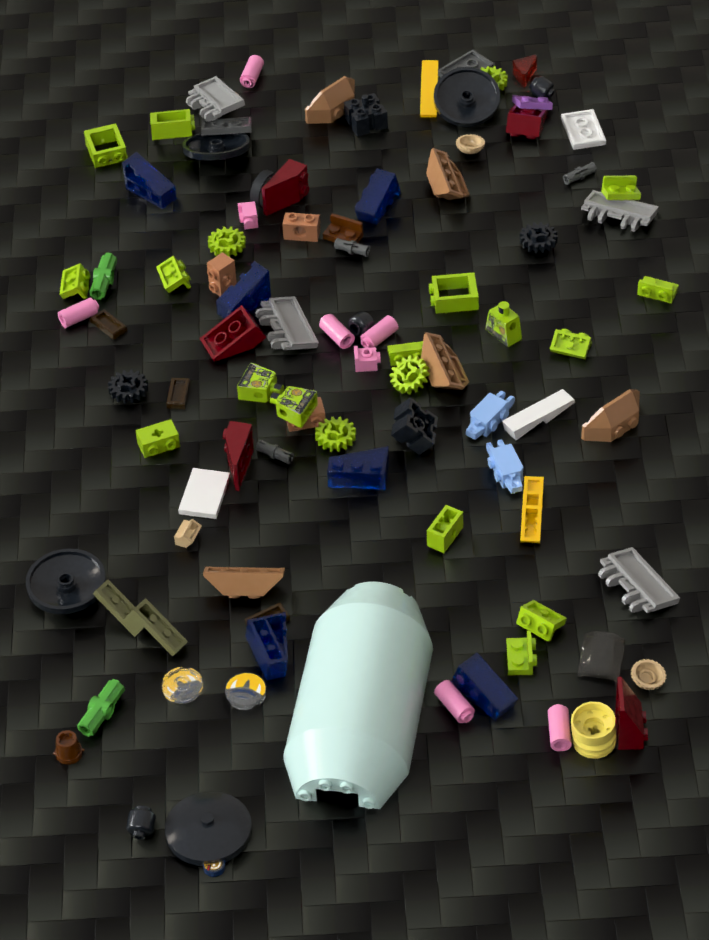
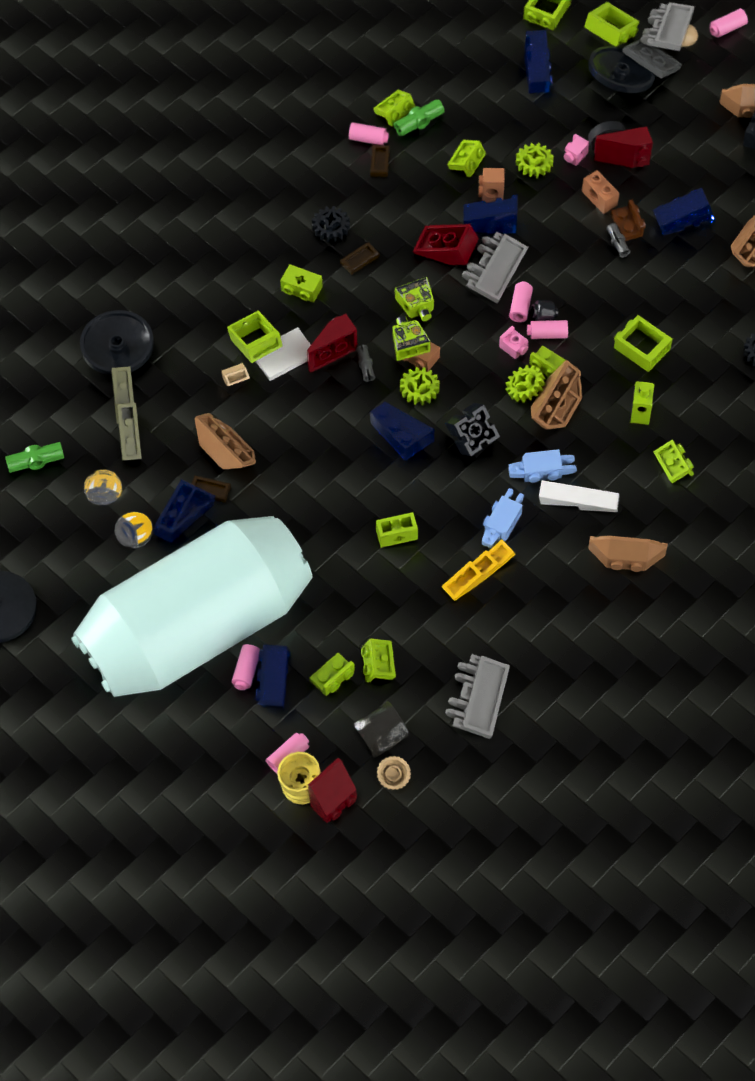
camera: 45 degrees right, 15 degrees up
(185, 482) = (259, 347): none -> lime window

